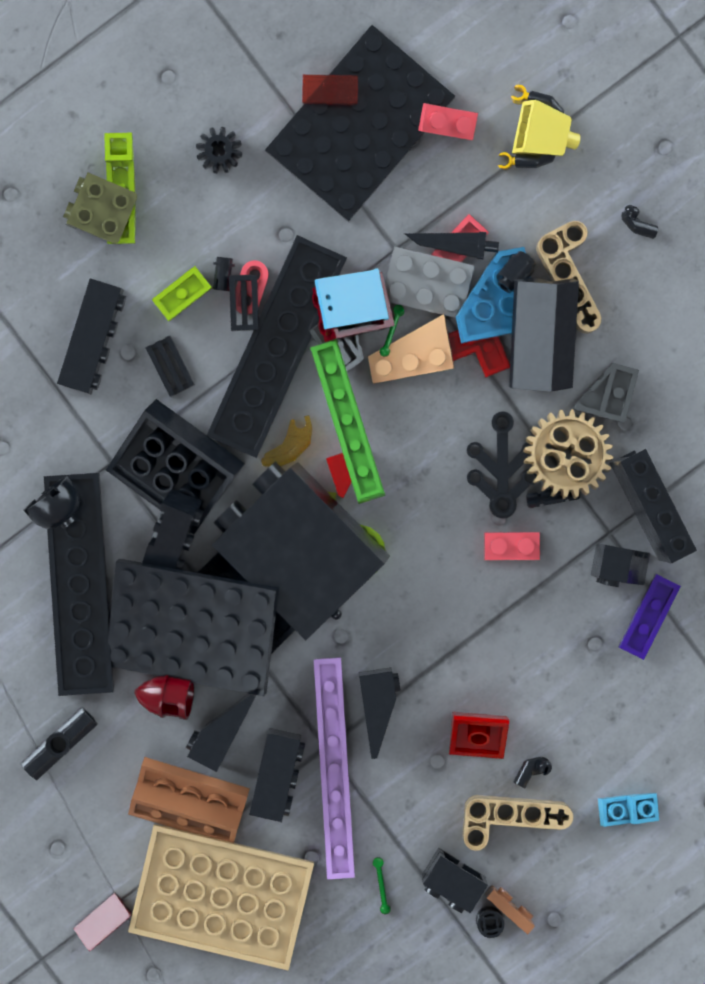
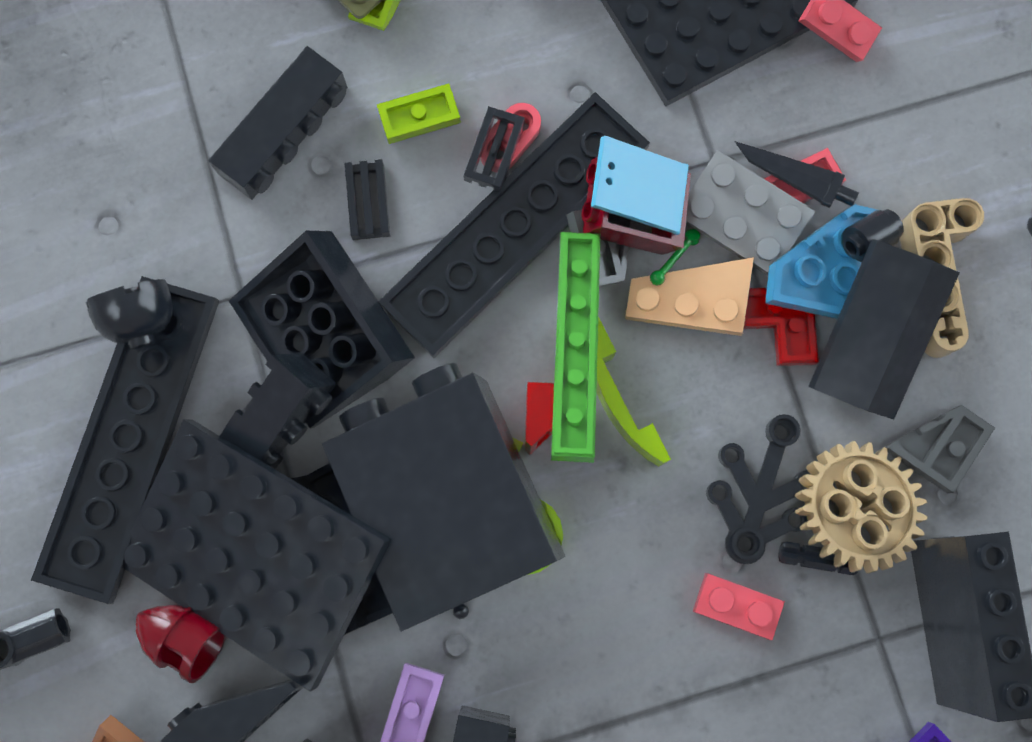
camera: 20 degrees right, 10 degrees down
(222, 273) = (485, 96): black pin -> none
(293, 446) = (492, 357): clear yellow piece -> none
(414, 462) = (644, 441): none -> lime slope
(541, 131) = (957, 78): light yellow torso -> none
(619, 565) = (884, 687): black wedge -> none

